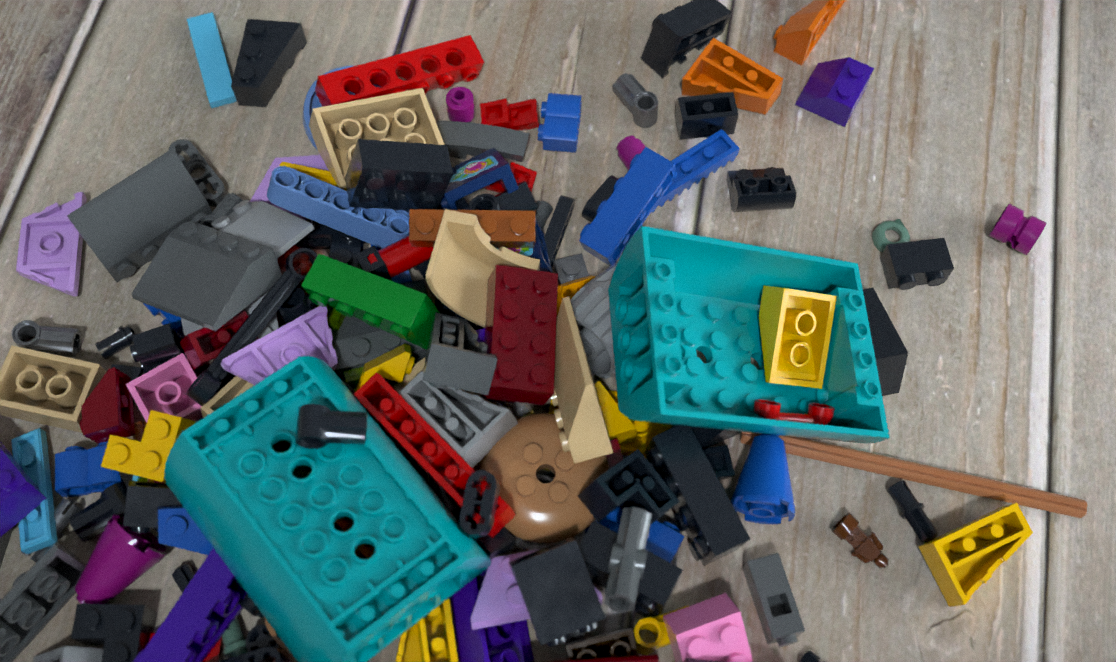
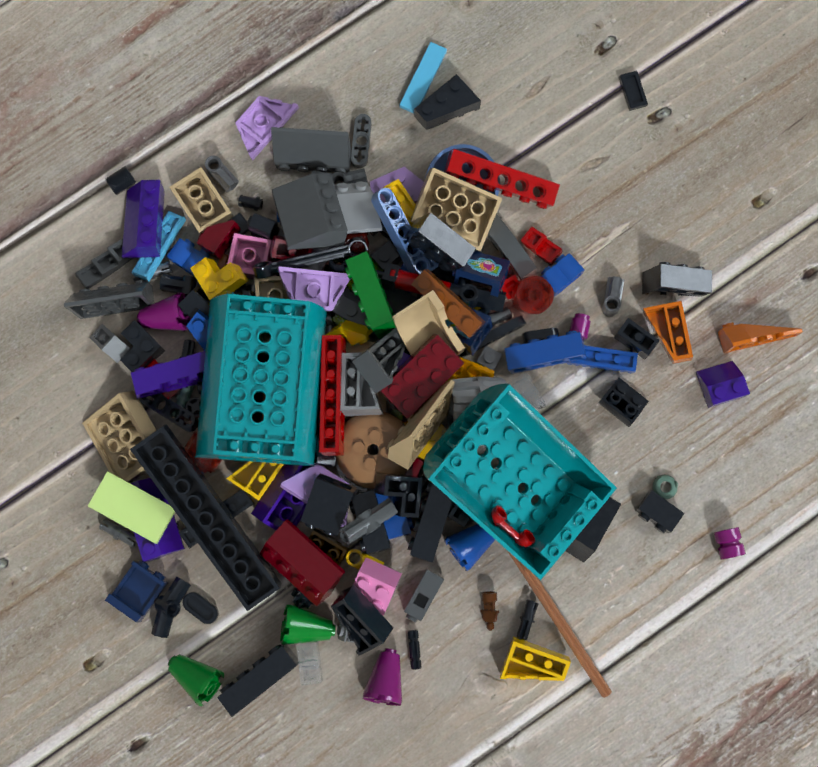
camera: 50 degrees right, 15 degrees up
(321, 426) = (286, 346): black piece -> none
(460, 104) = (518, 225): magenta brick -> none
(471, 503) = (329, 443): black beam -> none
(552, 162) = (532, 284): none -> clear red brick
(795, 335) = (551, 492): yellow slope -> none

